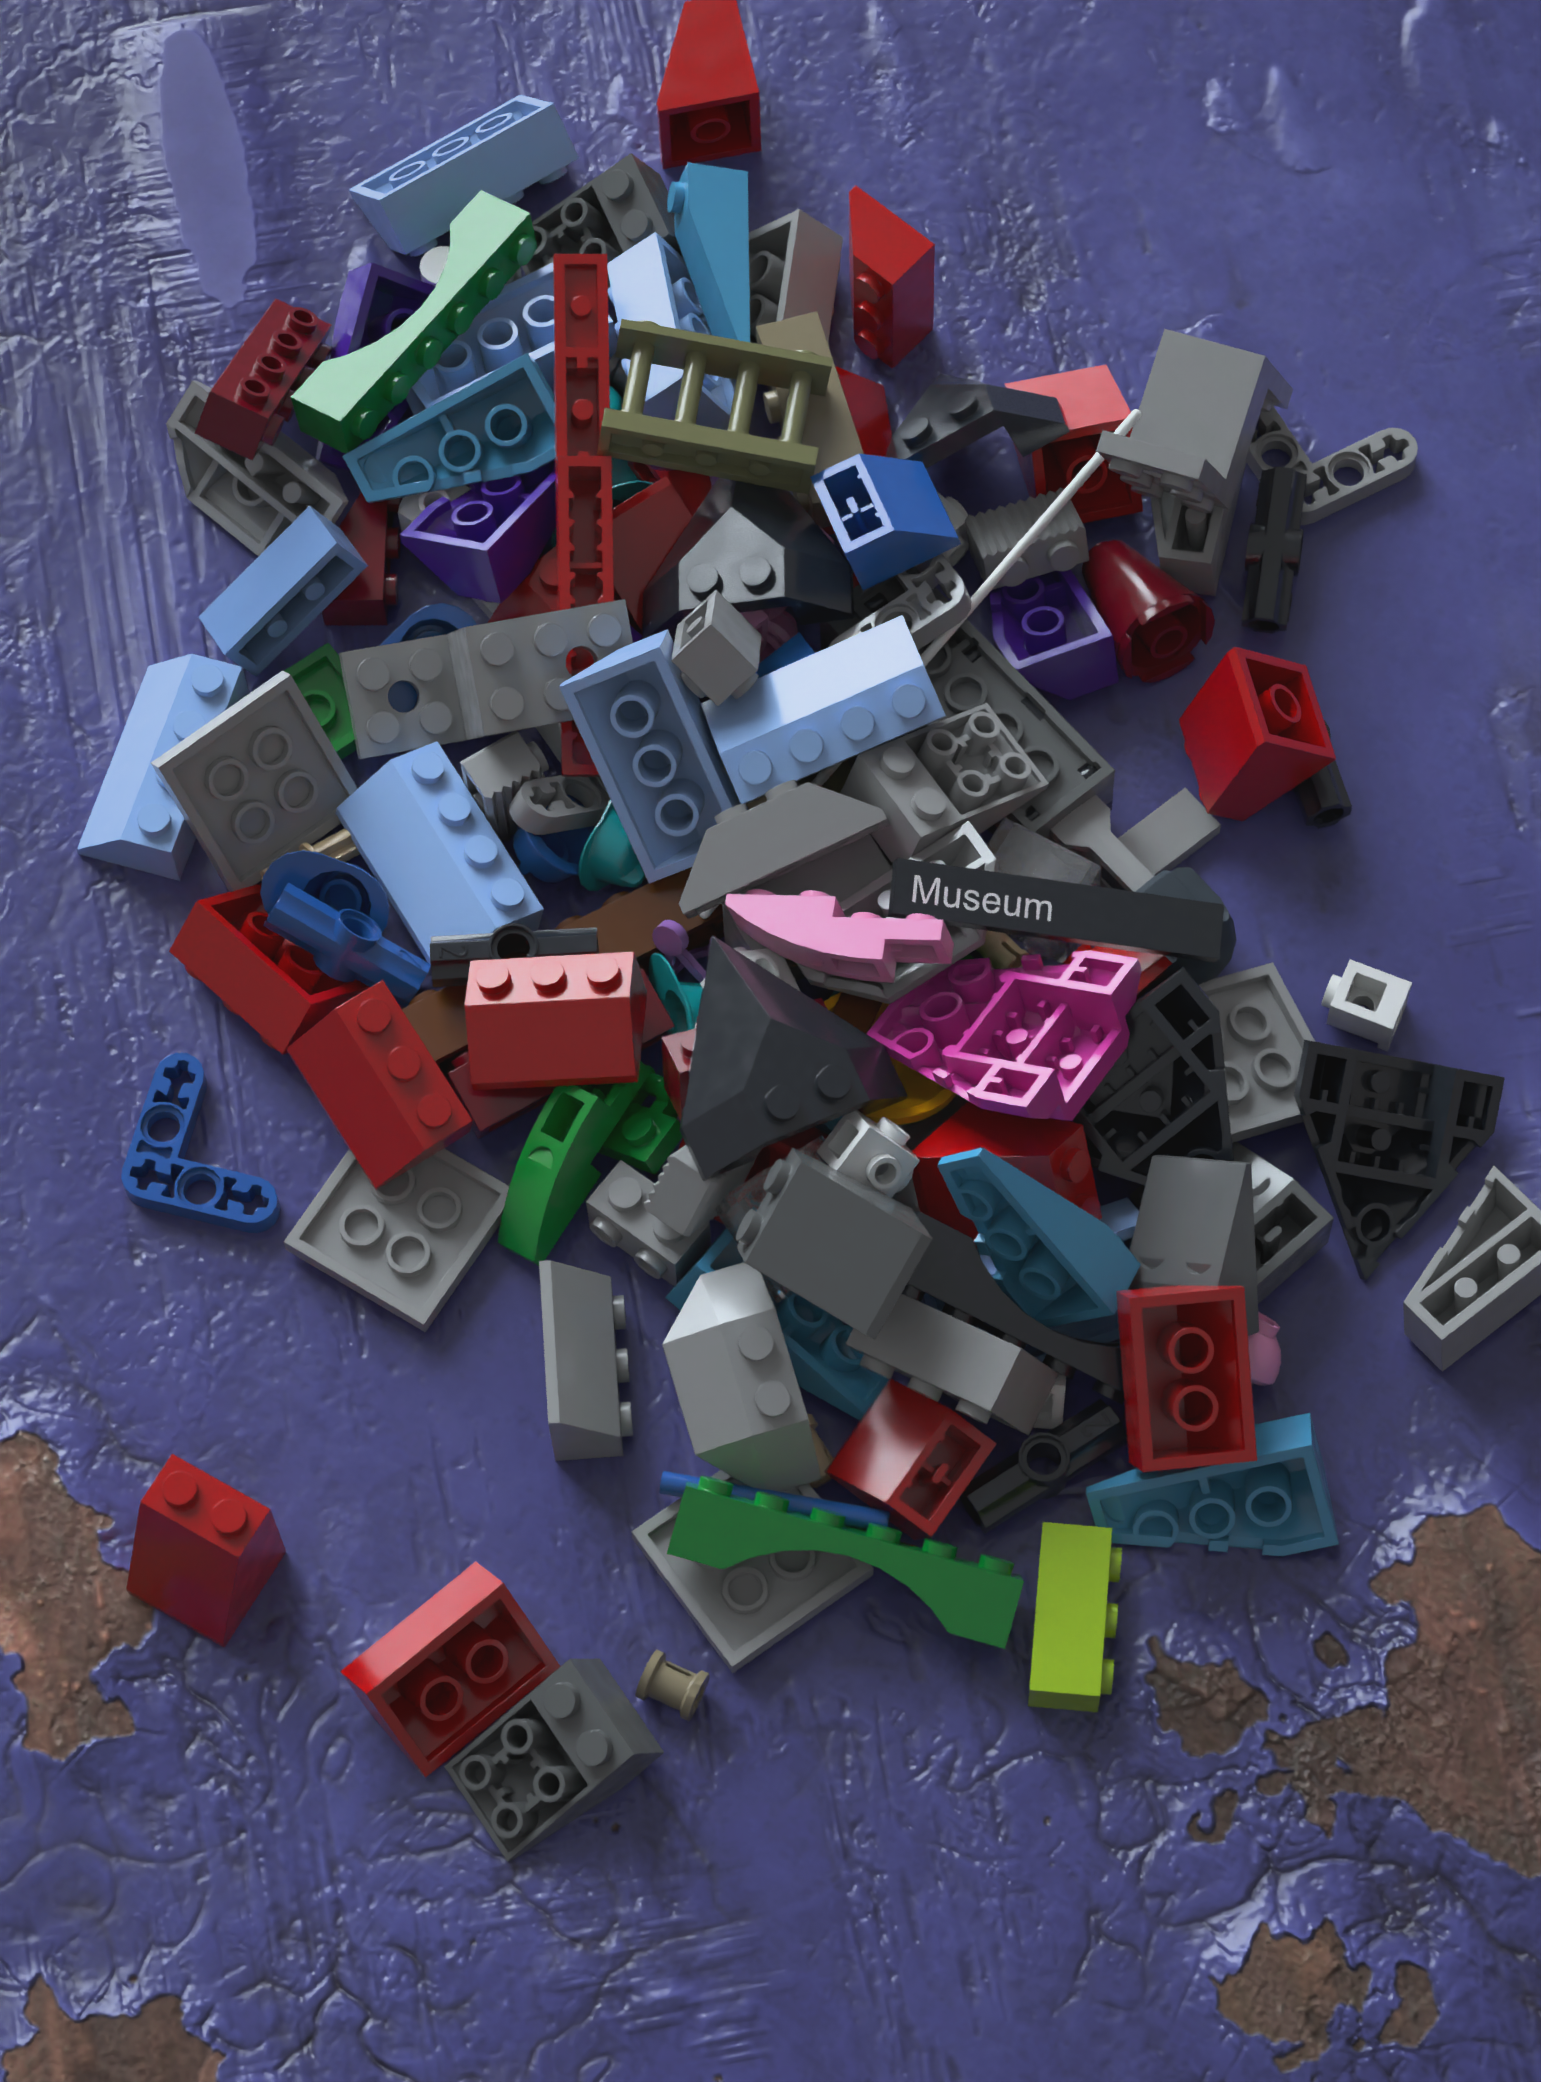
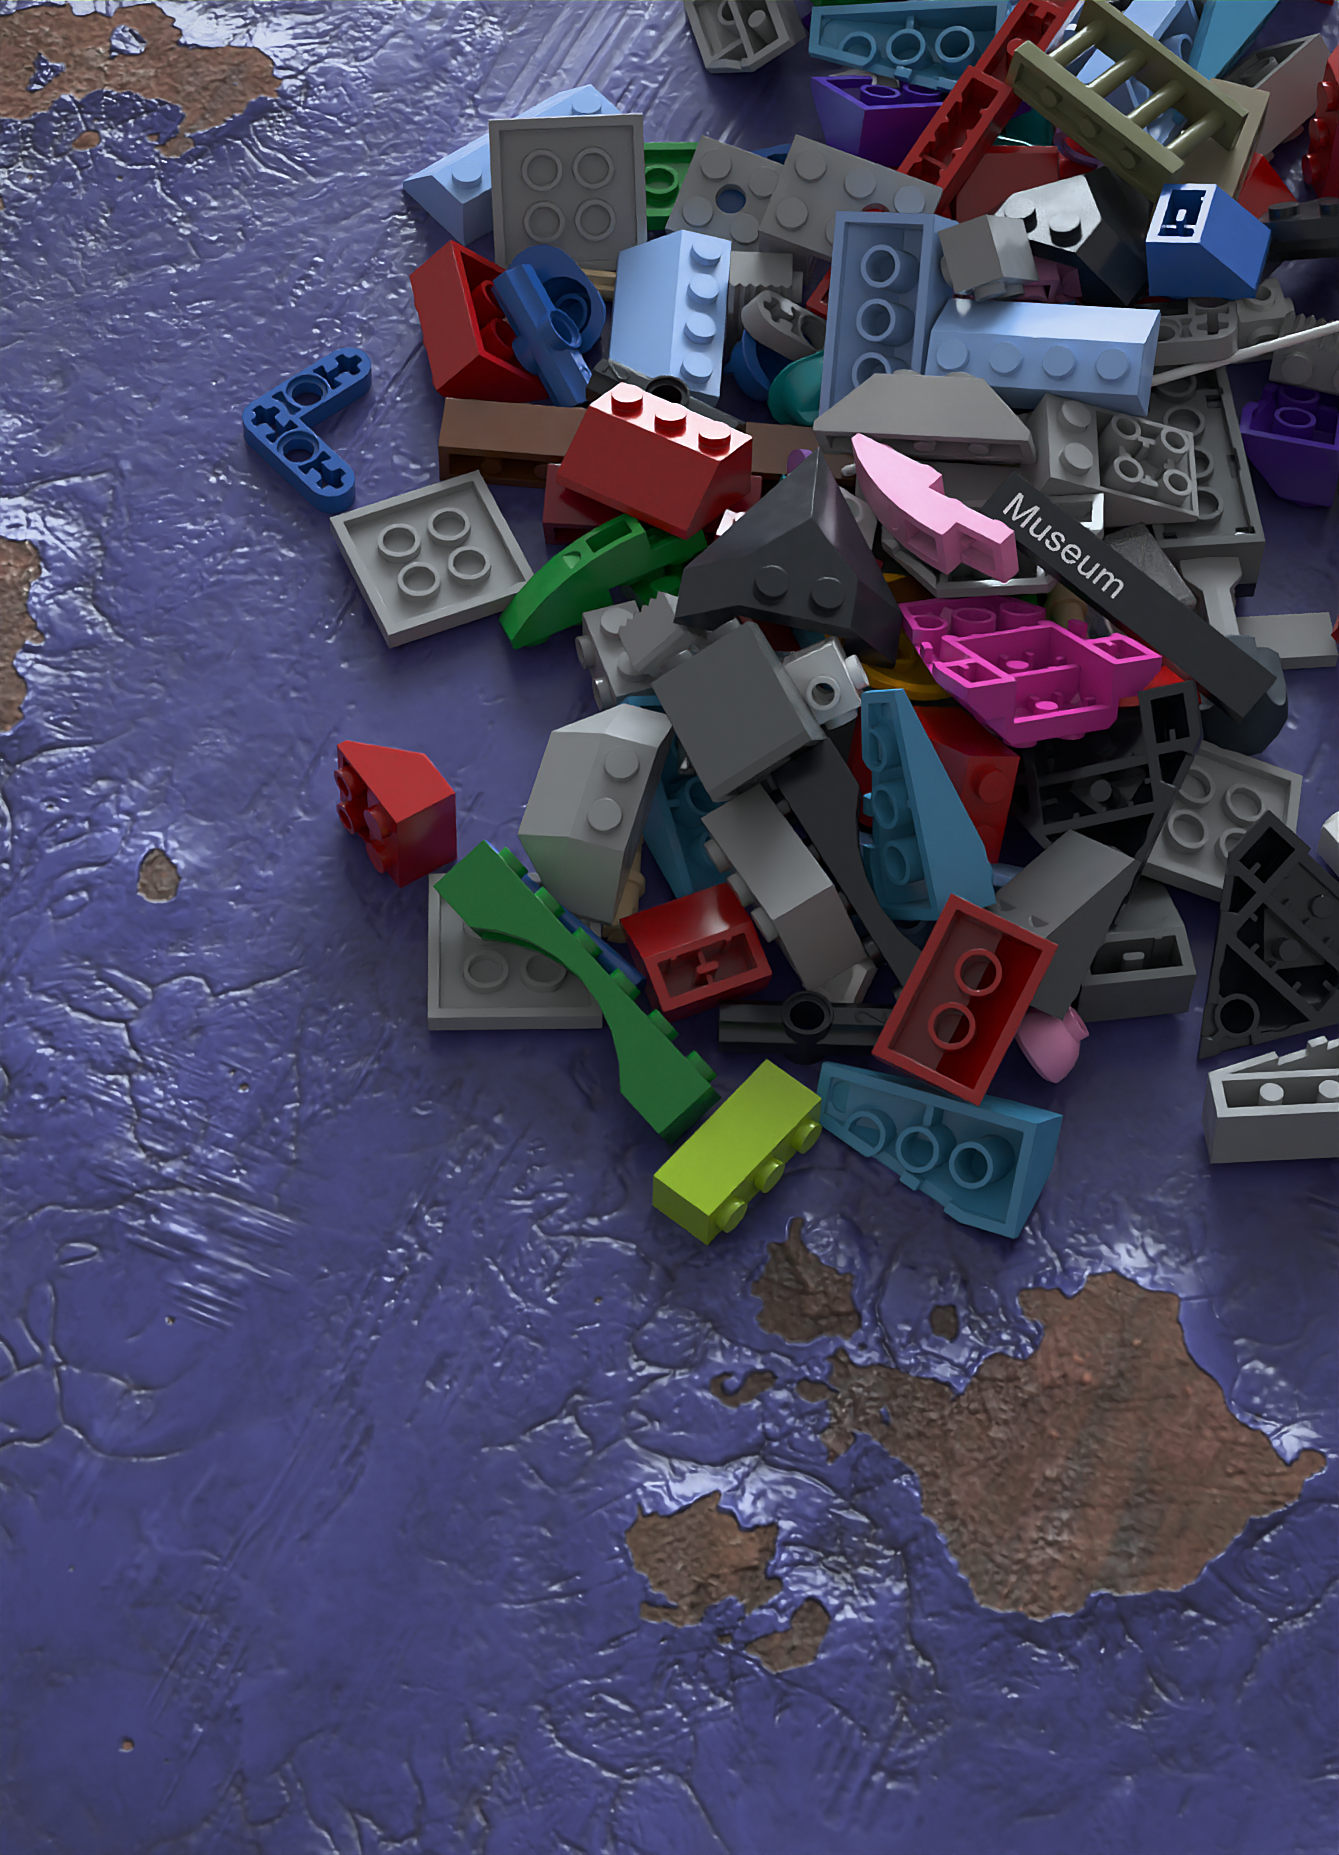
camera: 30 degrees right, 10 degrees down
(202, 1550) = (83, 681): red slope -> none
(282, 591) = (697, 78): medium blue brick -> none
(374, 589) = (773, 104): dark red slope -> none
(380, 1085) = (486, 439): red slope -> none
(451, 1668) = (205, 888): red slope -> none
(553, 1756) = (237, 997): dark grey slope -> none
(566, 1492) = (397, 809): none -> red slope
(583, 1362) = (491, 720): light grey slope -> none
(672, 1685) = (370, 1005): dark tan bush -> none

